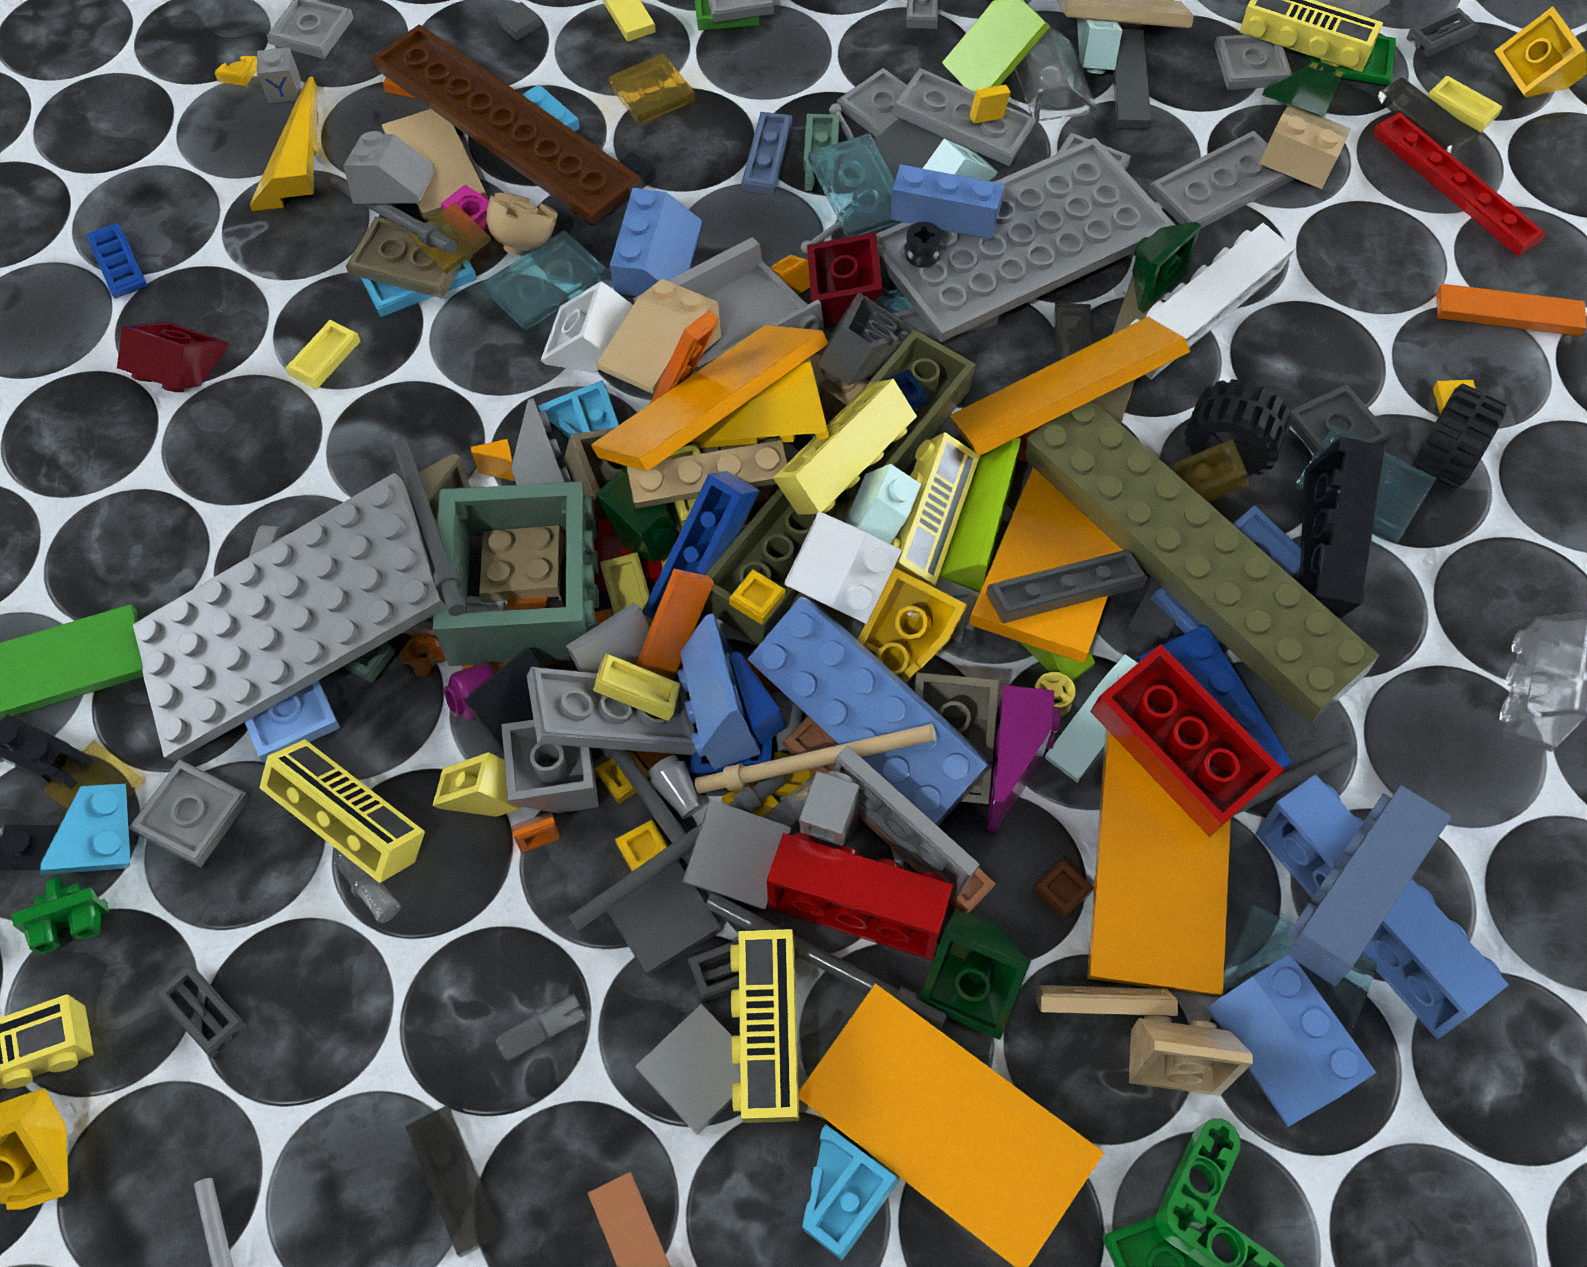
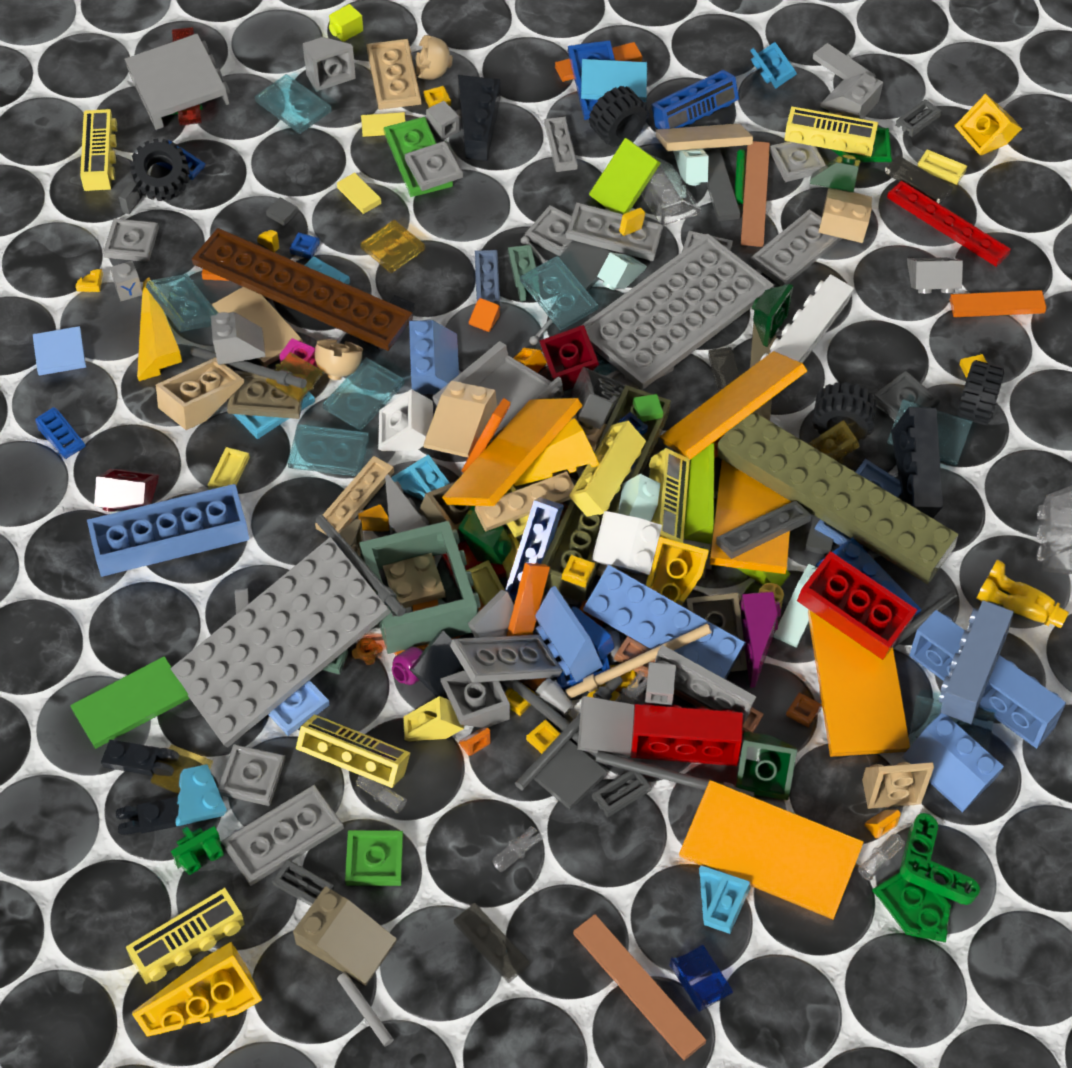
camera: 15 degrees left, 5 degrees down
(161, 153) = (59, 350): none -> light blue tile
(198, 920) = (282, 835): none -> light grey tile
(199, 420) = (168, 530): none -> medium blue brick
(225, 1117) = (343, 936): none -> dark tan slope
(312, 237) = (197, 393): none -> tan slope
(318, 992) = (374, 858): none -> bright green plate
(339, 112) = (182, 302): none -> clear light blue tile
(470, 350) = (328, 450): none -> clear light blue tile
(483, 420) = (357, 494): none -> tan plate
(488, 54) = (269, 240): none -> yellow tile
(533, 69) = (304, 245): none -> blue tile
(637, 687) = (516, 640): light yellow tile -> none
(693, 1069) = (617, 852): light grey tile -> none
(748, 200) = (484, 315): none -> orange slope
(767, 1027) = (654, 816): brick -> none
(923, 244) = (613, 333): black wheel -> none
(937, 367) = (648, 407): none -> bright green tile
(946, 200) = (623, 295): medium blue slope -> none
(1106, 1000) = (844, 764): tan tile -> none
(1131, 1179) = (881, 857): none -> clear axle
(1147, 1115) = (883, 822): none -> light orange slope
(1163, 72) = (740, 175): none -> green bar
(1179, 99) = (755, 194): none -> nougat tile
(1424, 250) = (935, 273): none -> light grey slope
(1464, 779) = (1023, 599): none -> yellow piece

